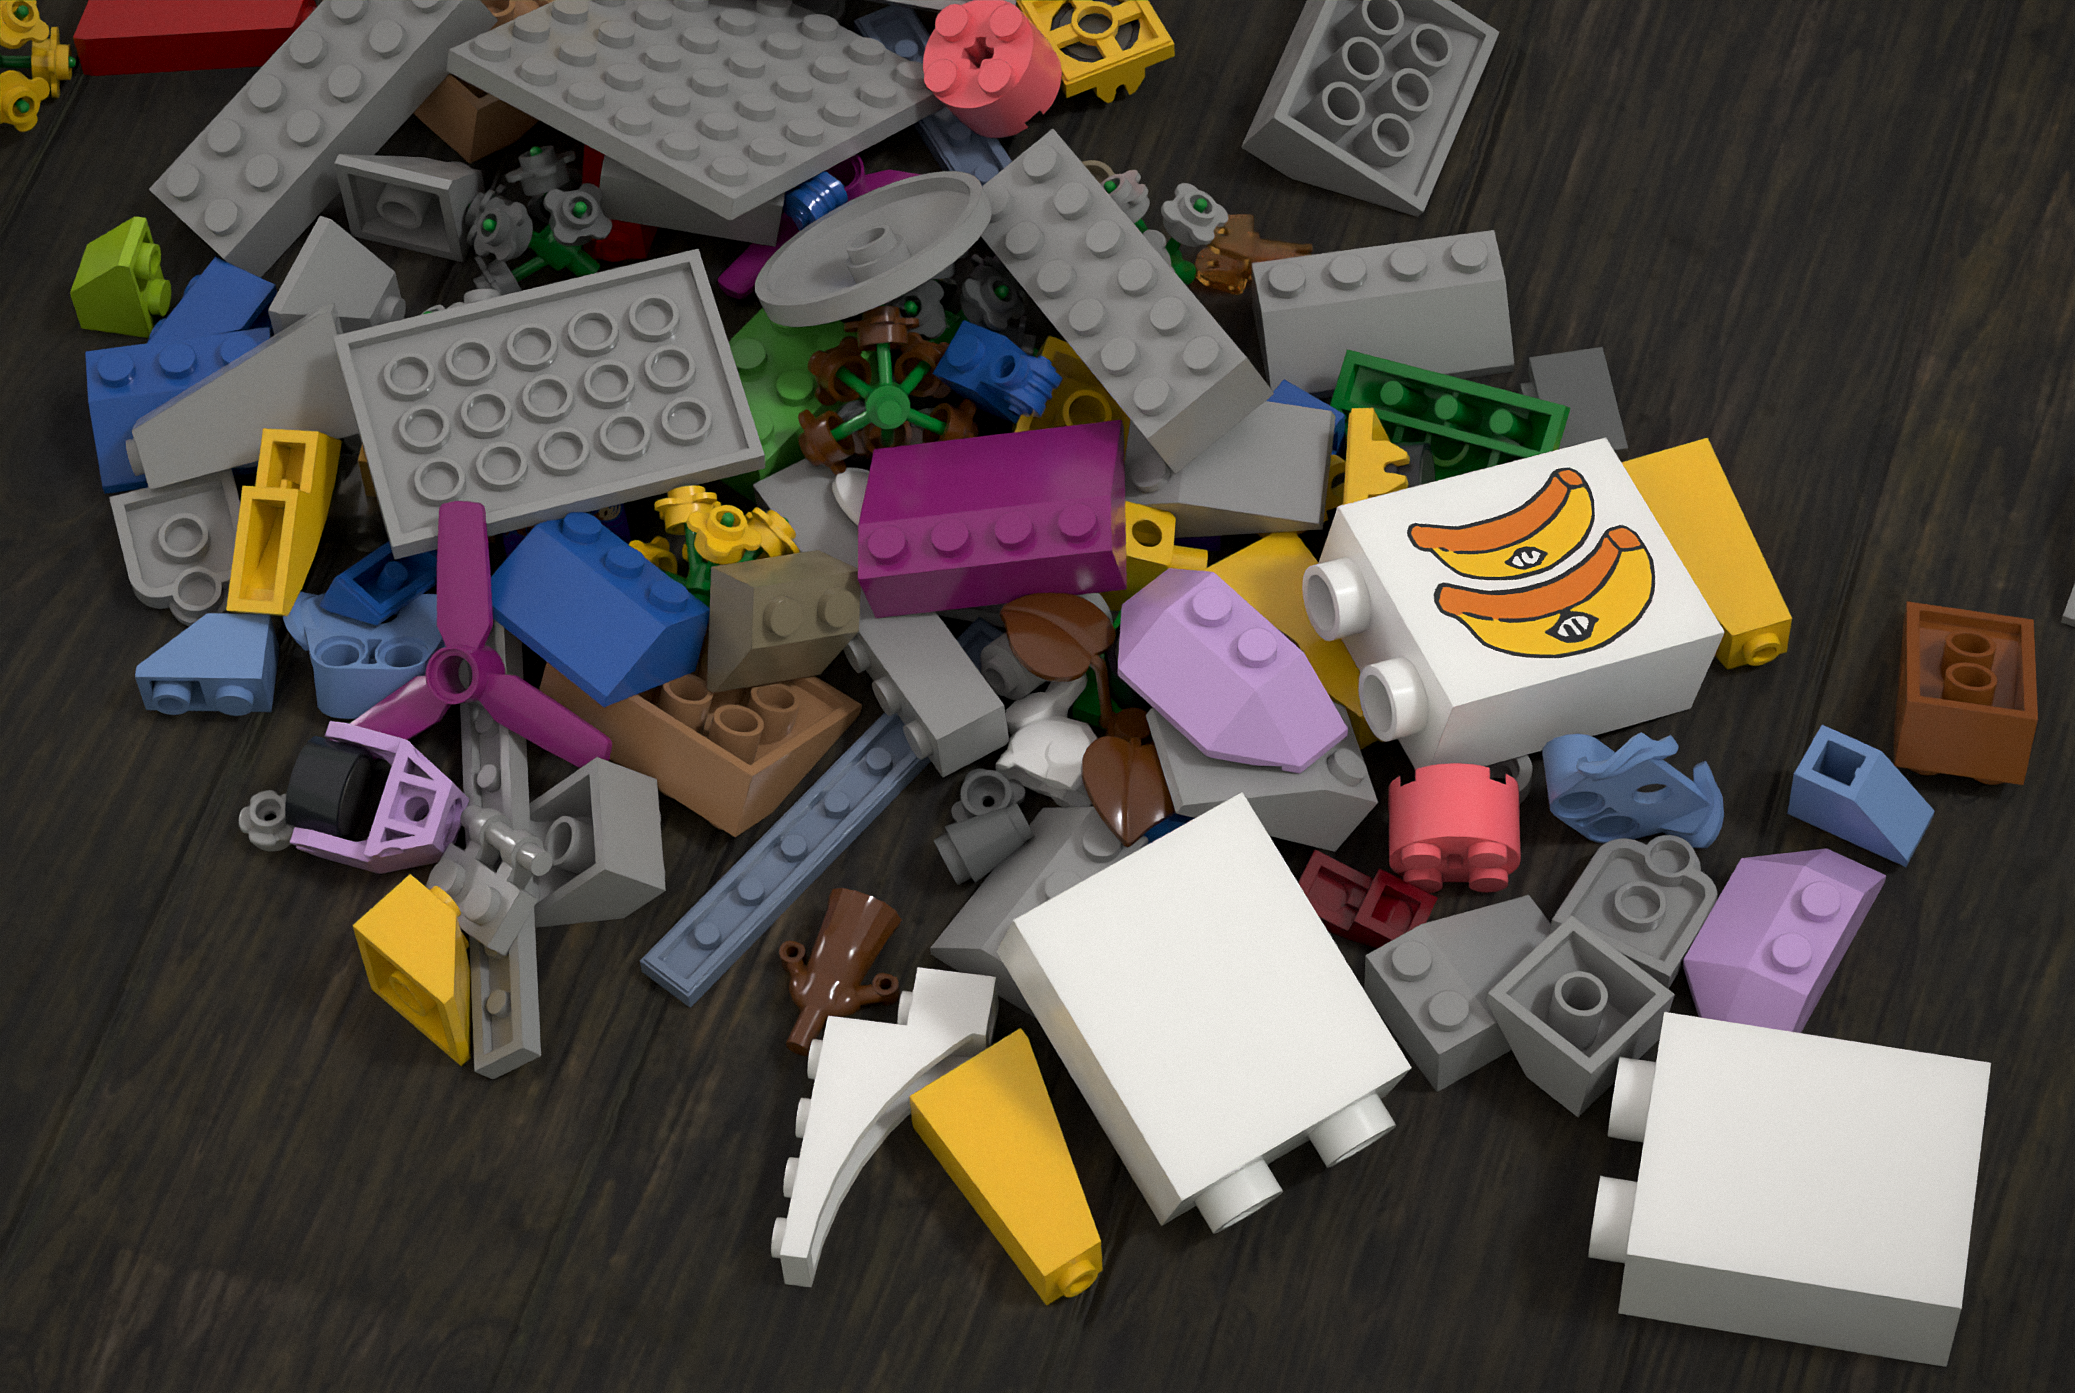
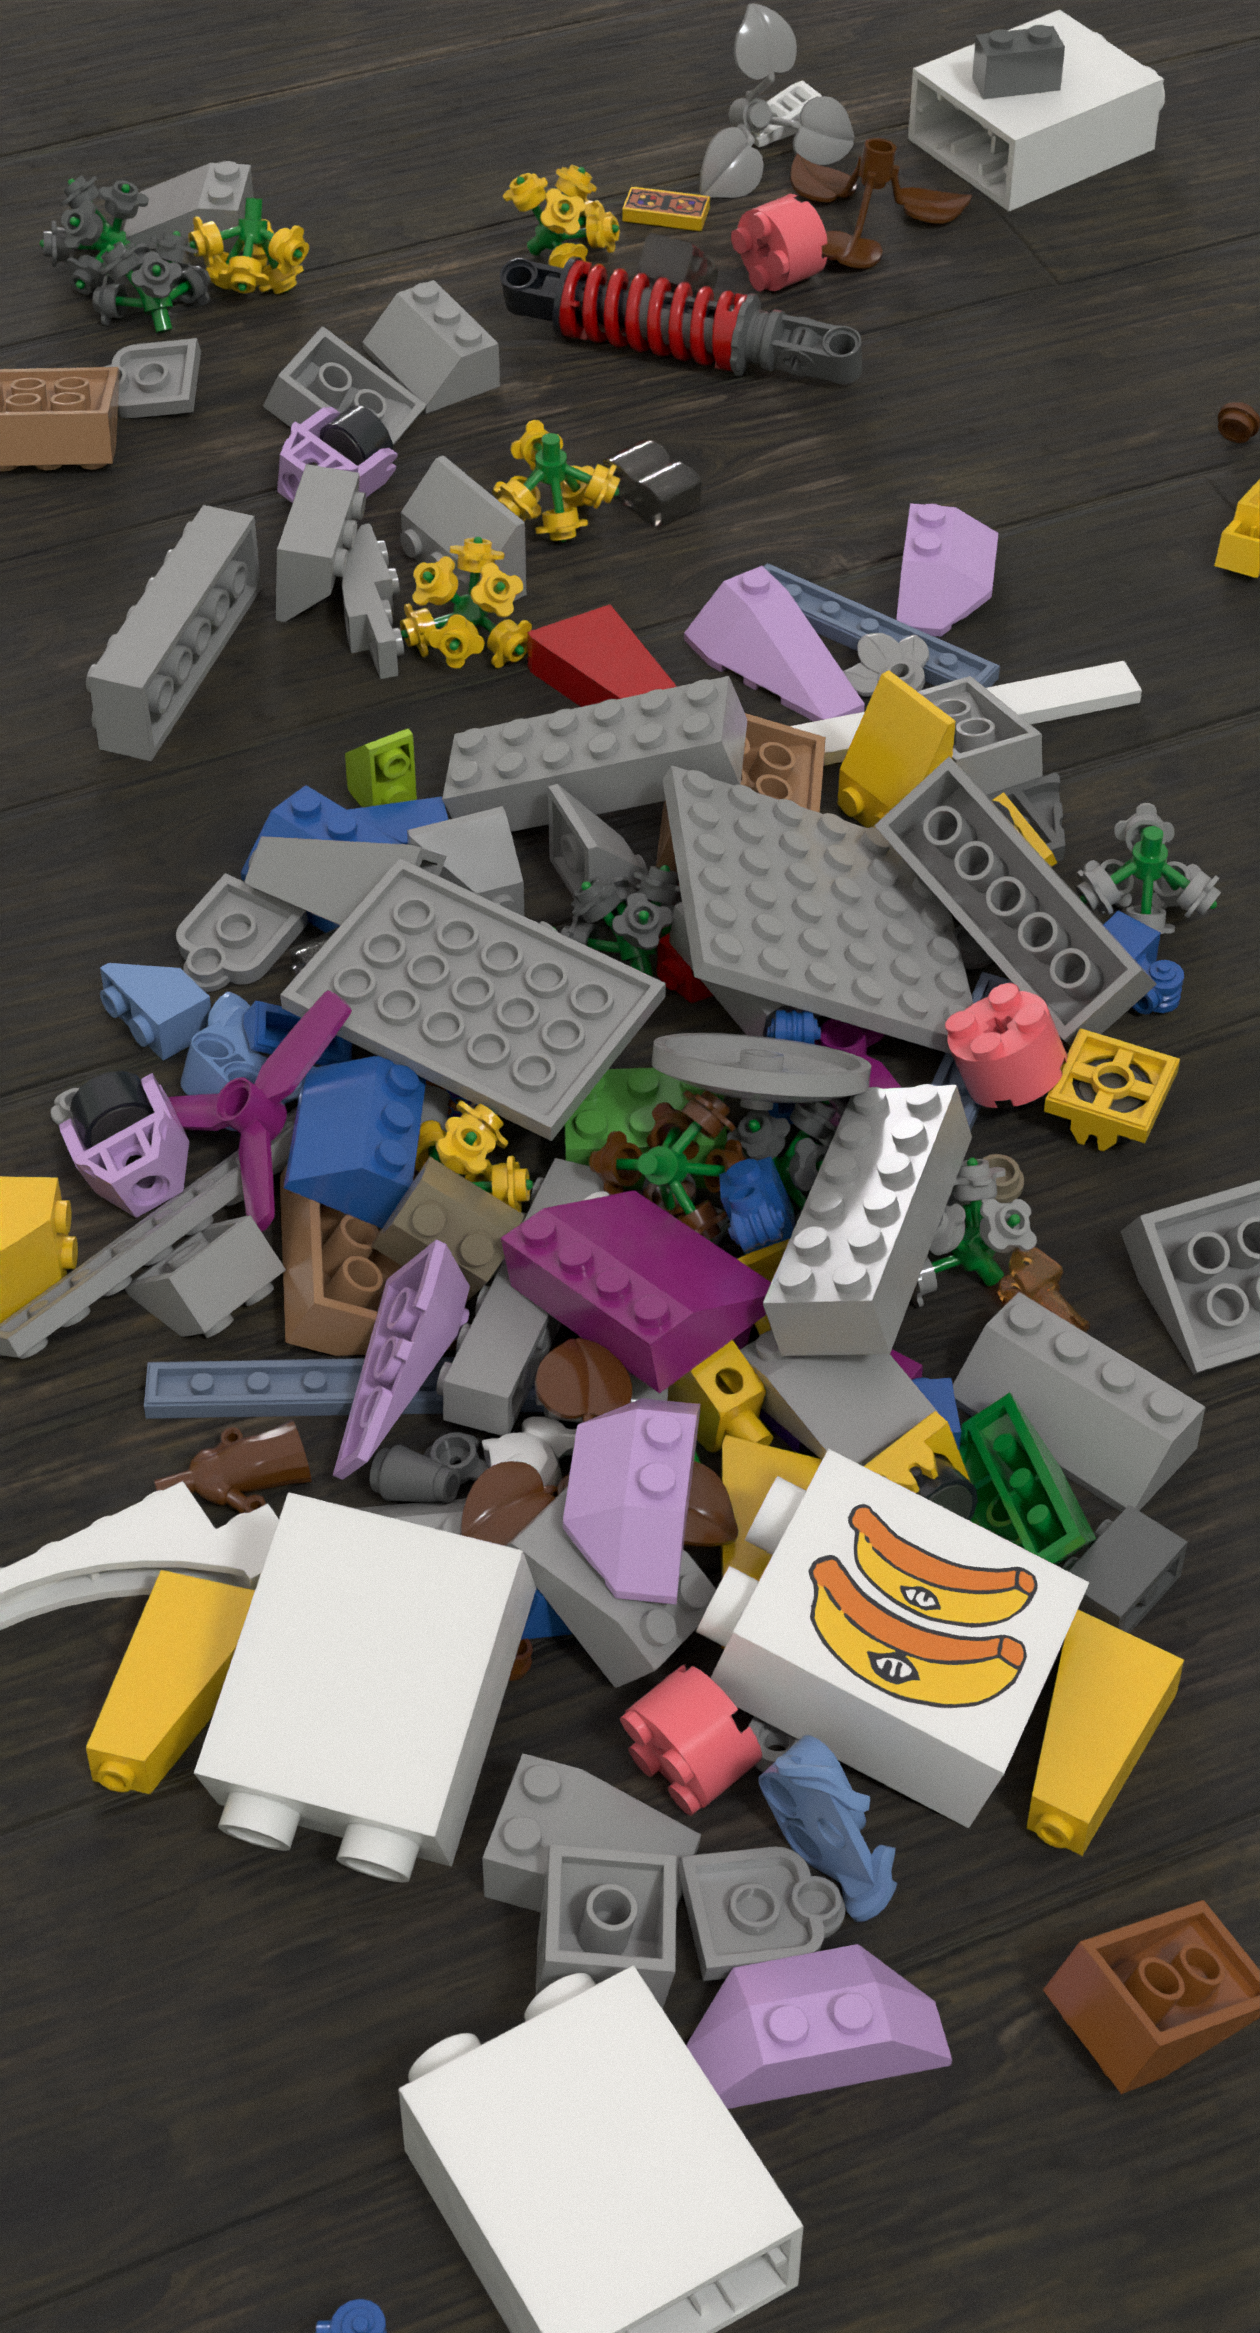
camera: 45 degrees right, 10 degrees down
(282, 520) = (268, 949): yellow slope -> none
(491, 900) = (117, 1232): light grey plate -> none
(854, 744) = (412, 1331): none -> lavender wedge
(1362, 906) = (587, 1729): dark red slope -> none
(1859, 797) = (988, 1984): medium blue slope -> none

